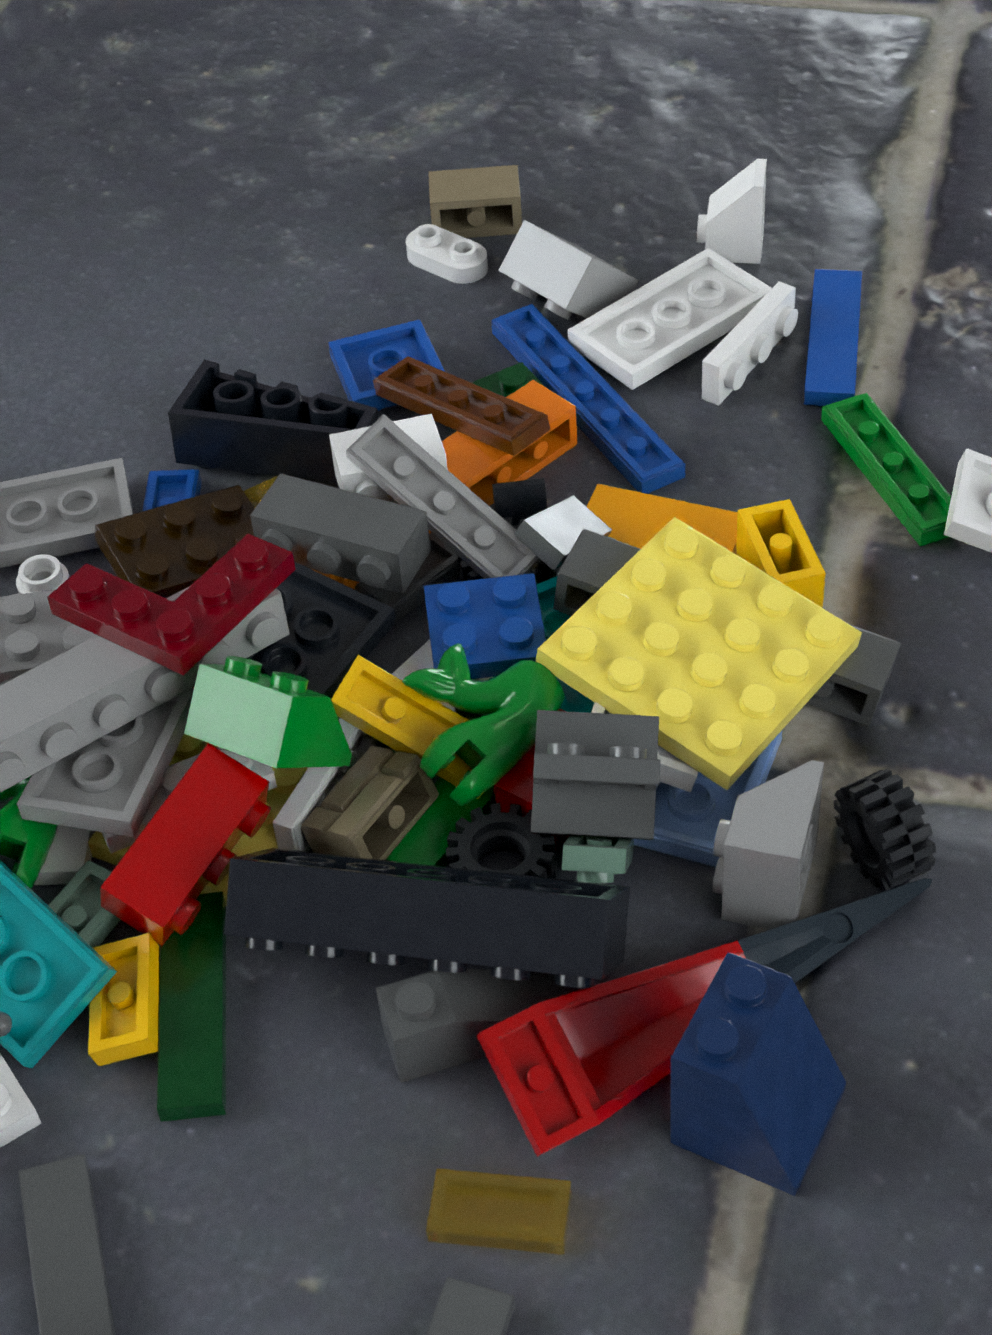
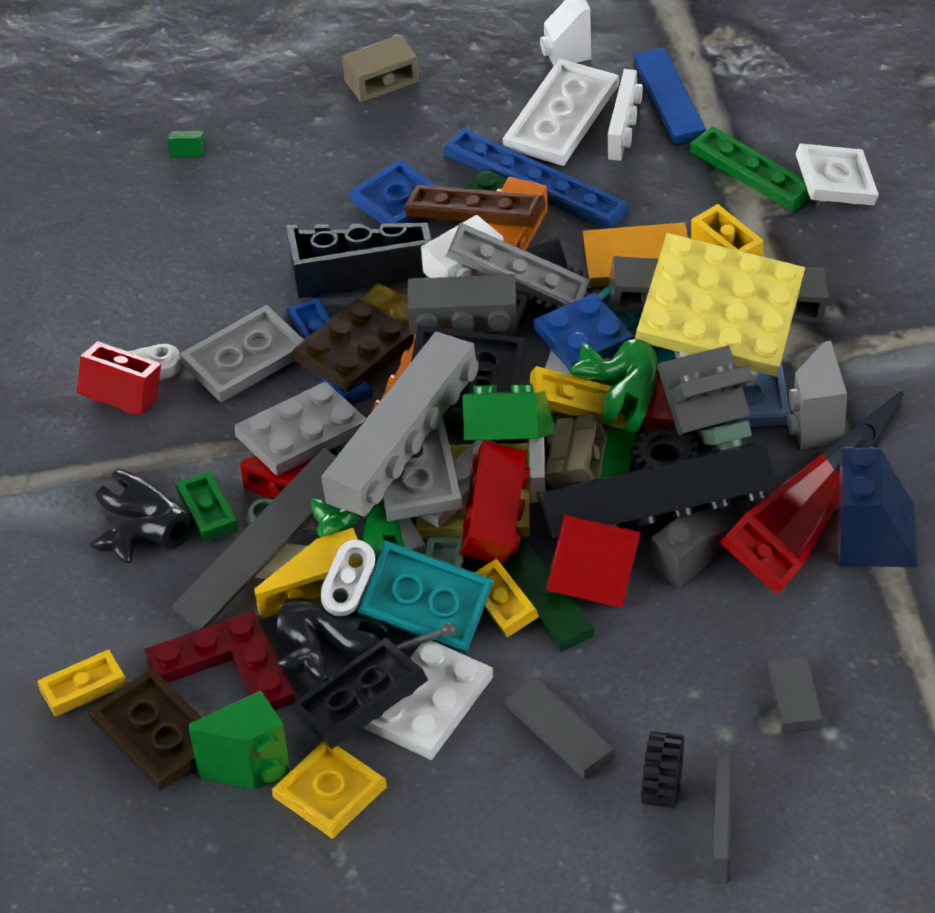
camera: 25 degrees left, 0 degrees up
(41, 574) = (266, 394): white plate -> none
(178, 630) = (426, 384): dark red plate -> none
(187, 231) = (186, 143): none -> green slope
(269, 993) = (593, 560): none -> red tile
(446, 254) = (380, 110): white plate -> none
(499, 1211) = (773, 625): clear yellow tile -> none
(556, 529) = (592, 264): tile -> none
(563, 273) = (474, 101): slope -> none
(884, 829) = (871, 370): black tyre -> none

